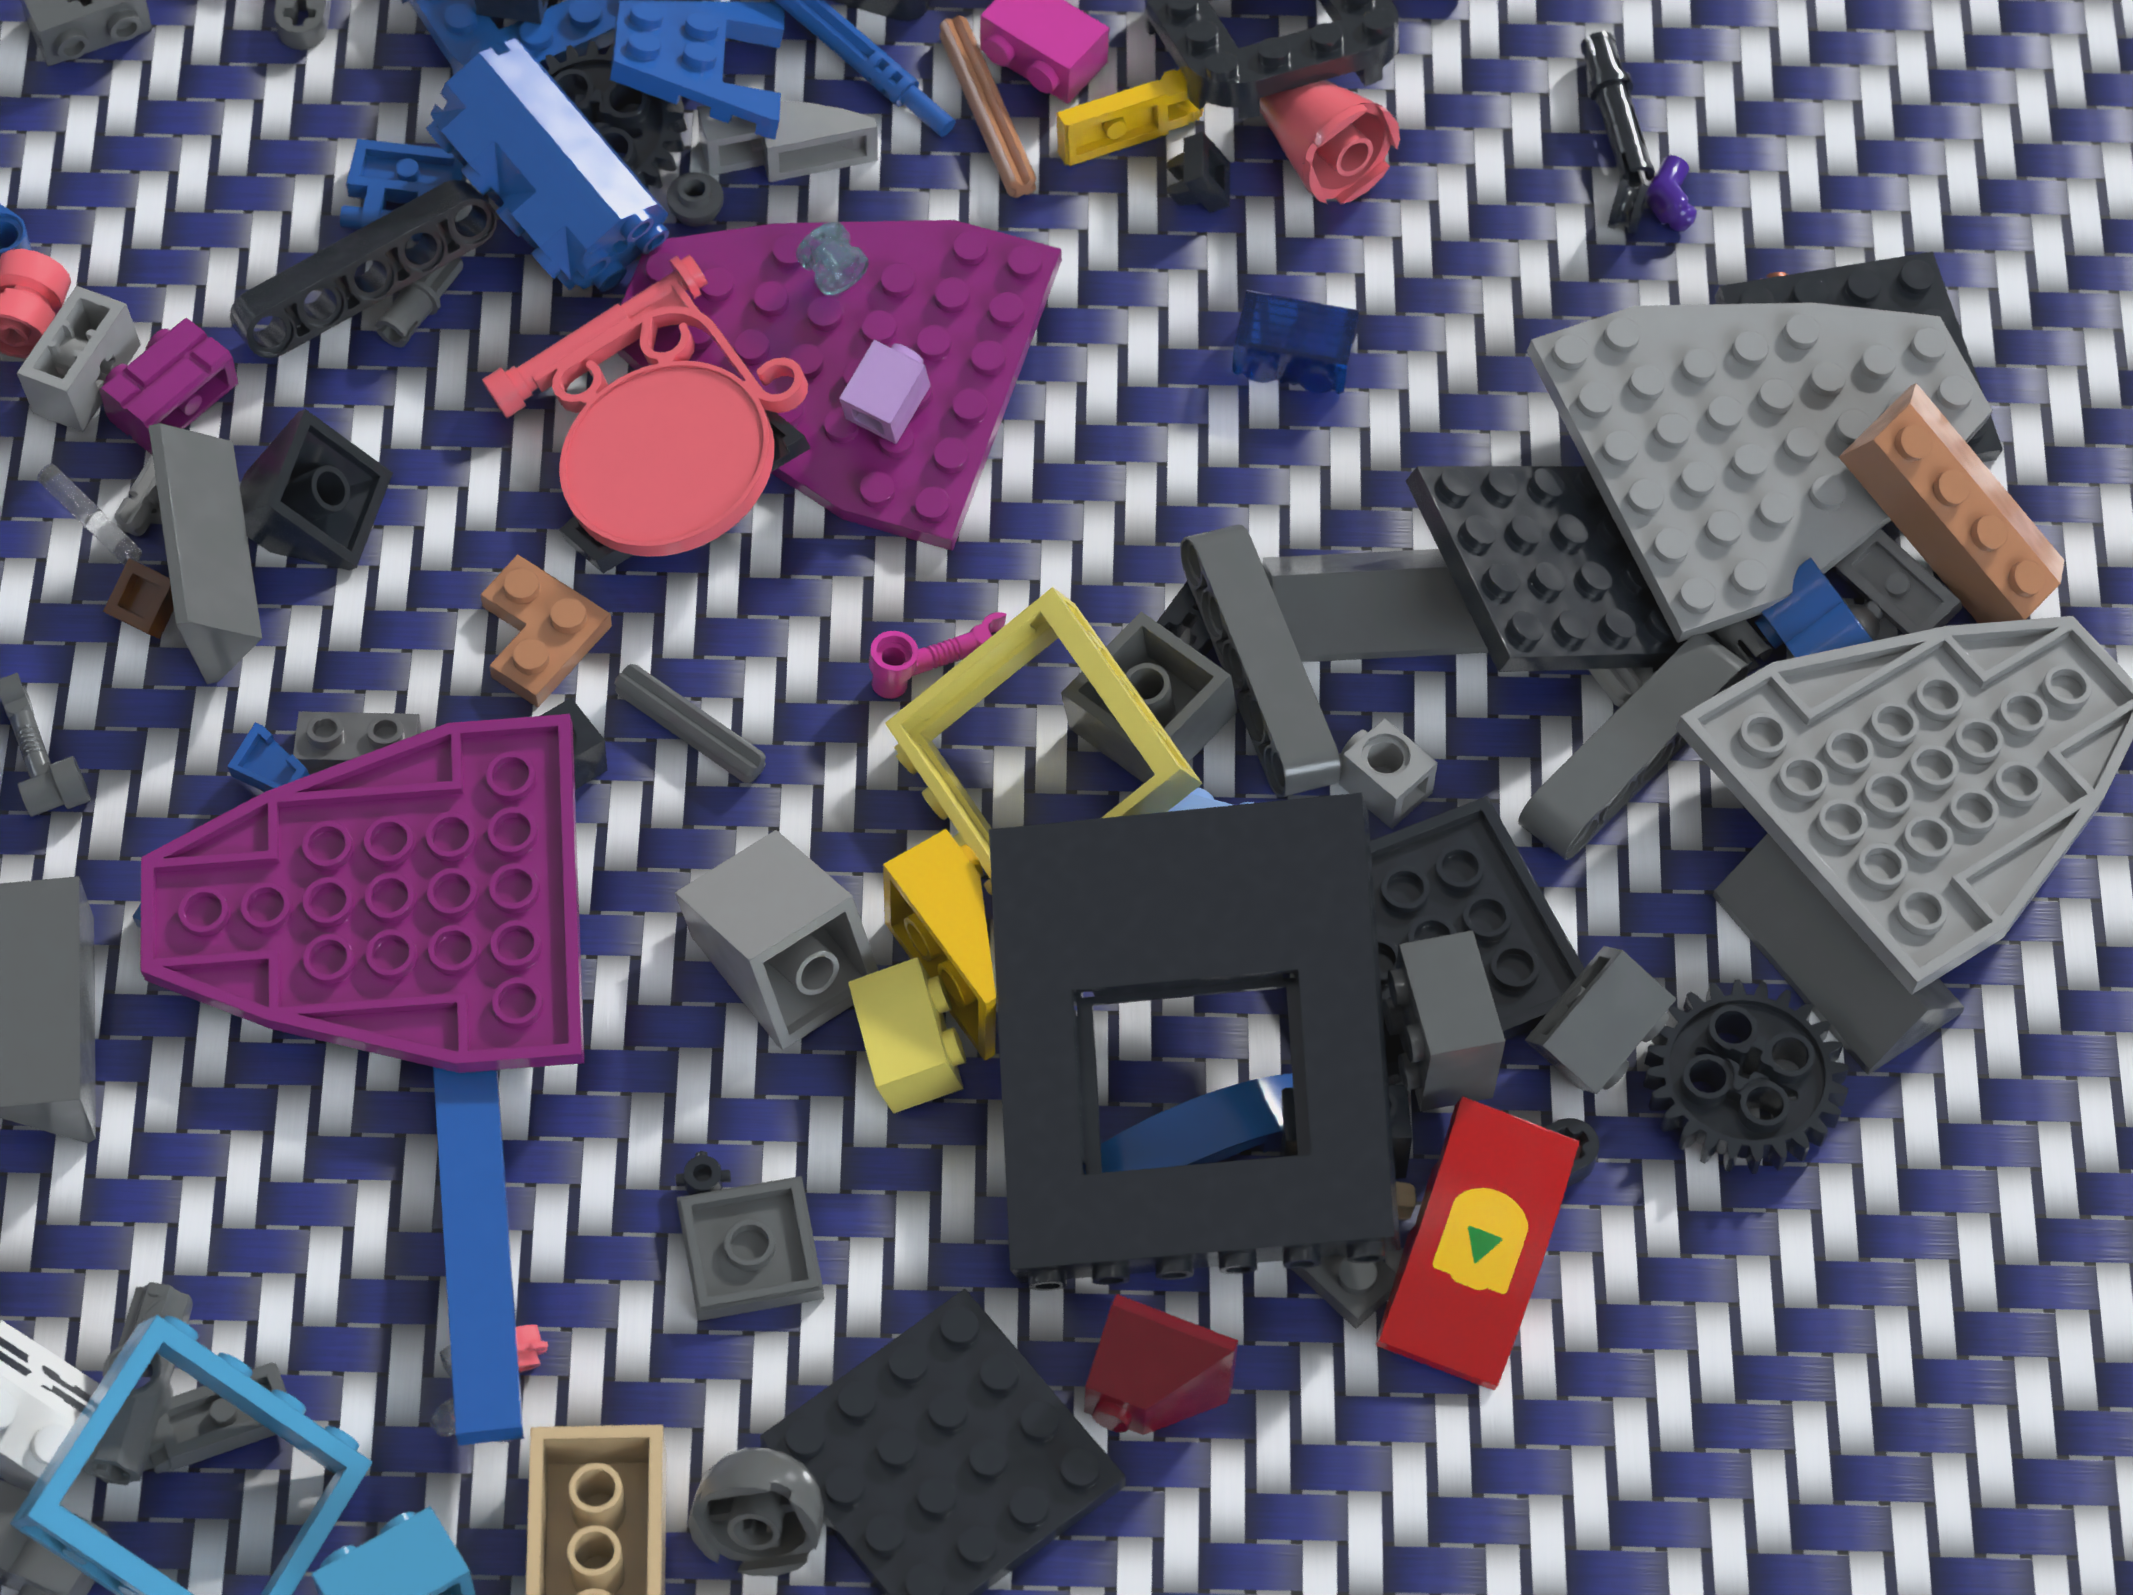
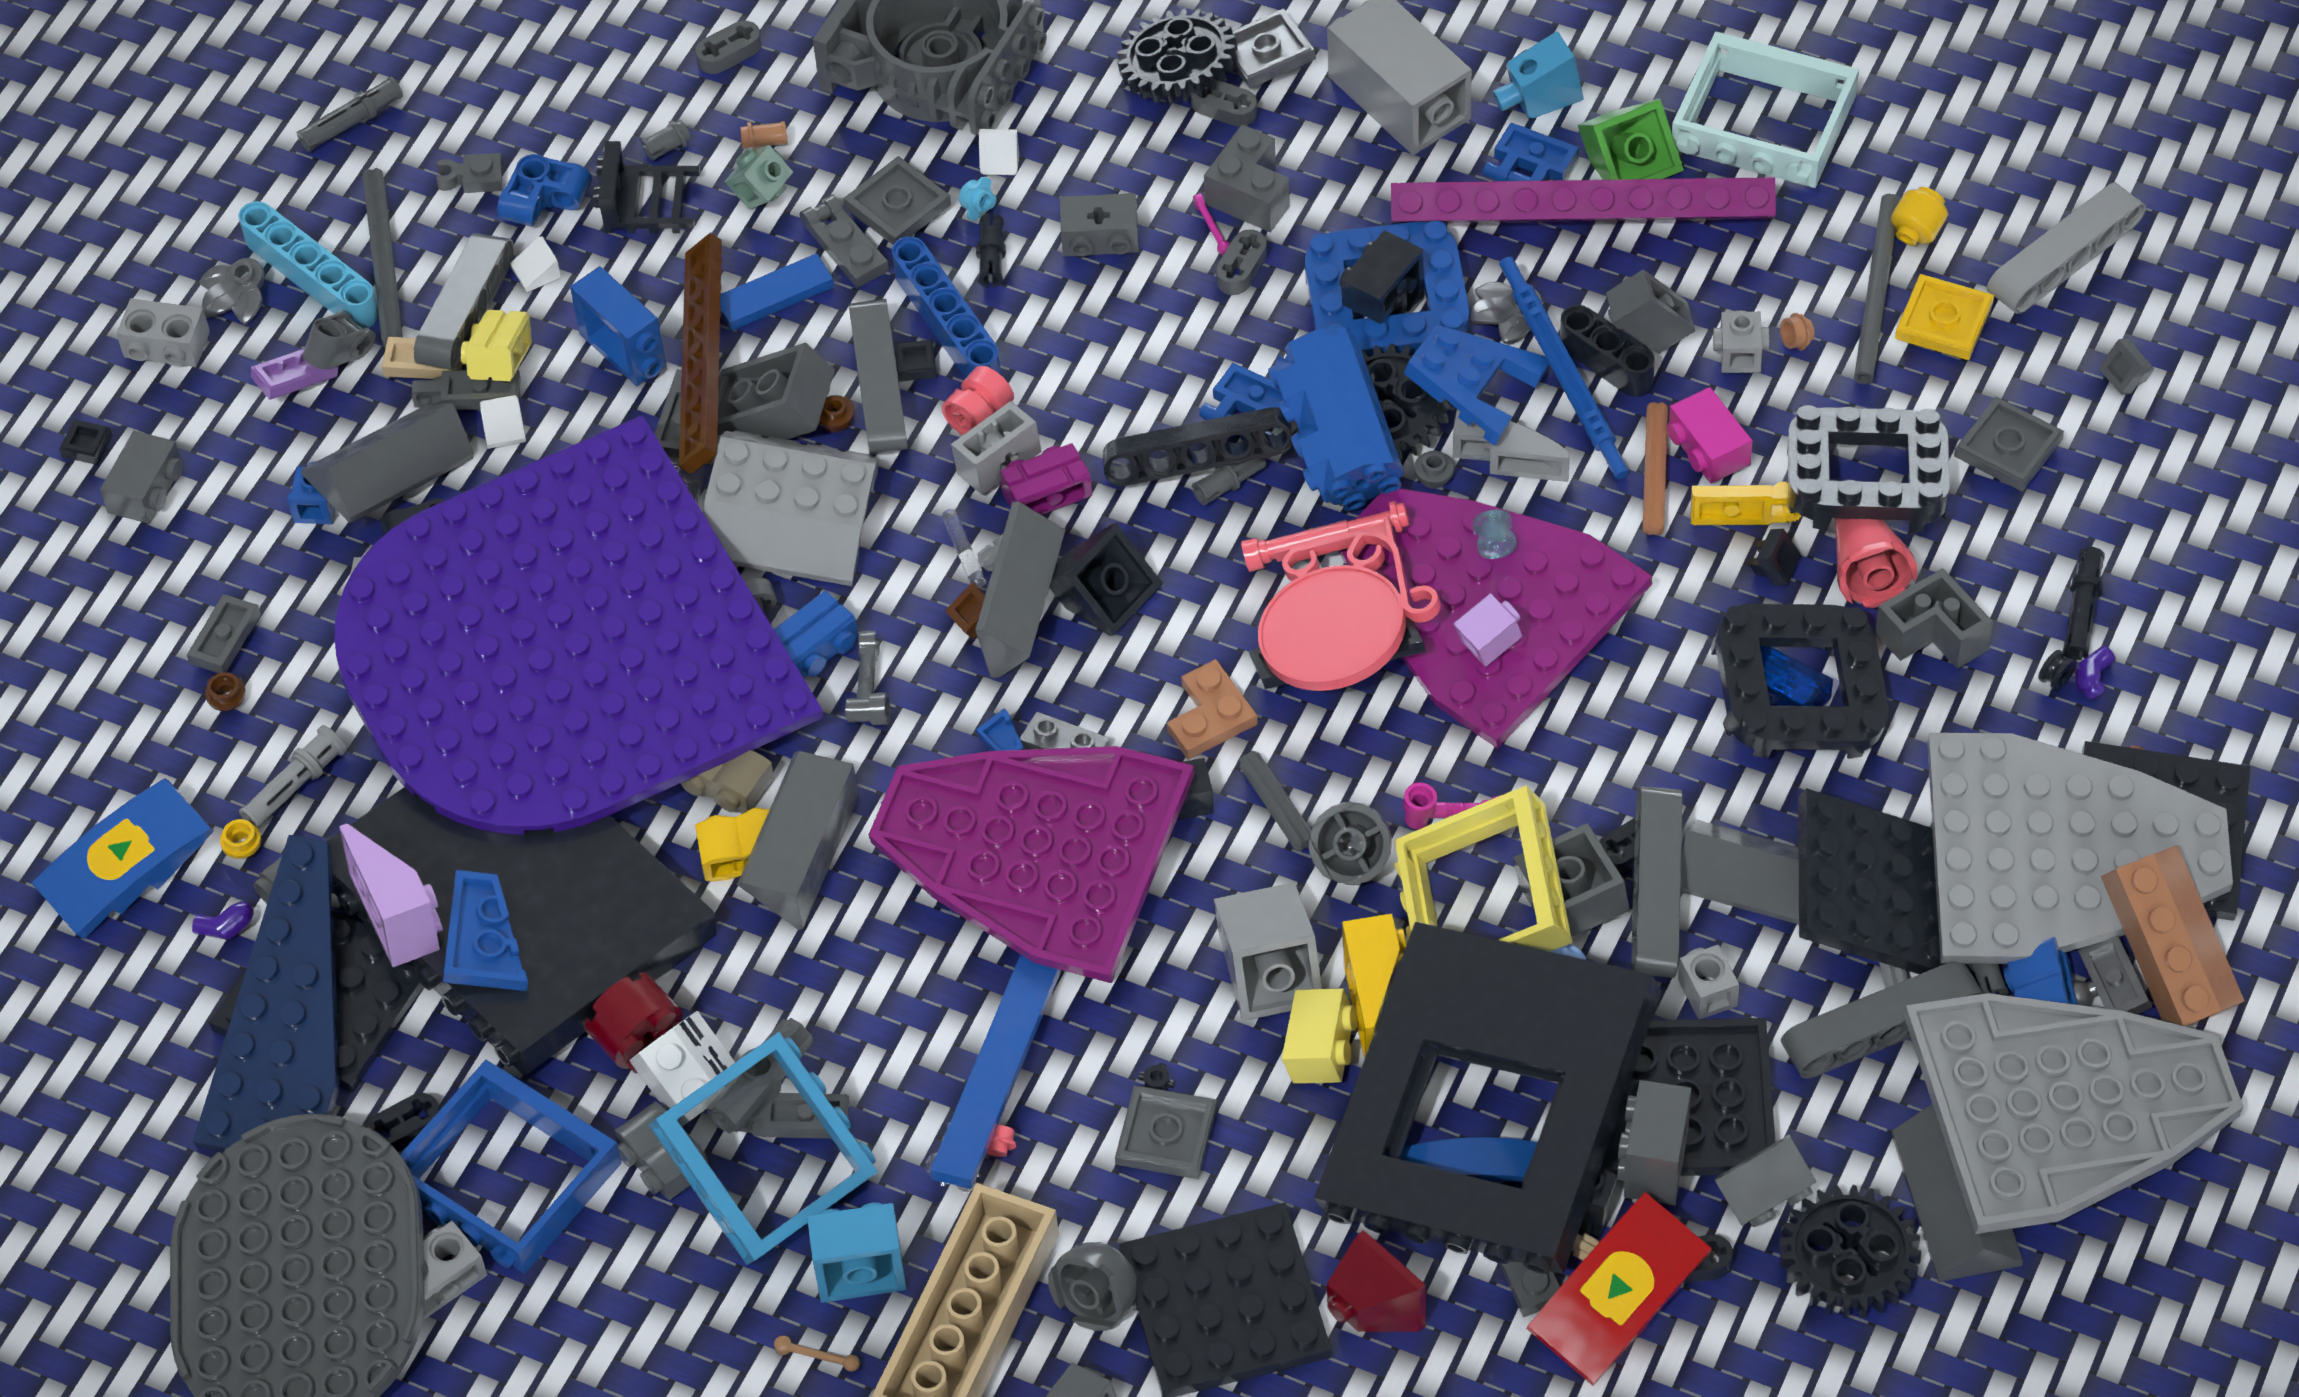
camera: 30 degrees right, 5 degrees down
(830, 748) = (1350, 843): none -> dark grey cylinder
(1278, 391) = (1801, 727): none -> black plate
(1455, 181) = (1936, 613): none -> dark grey brick

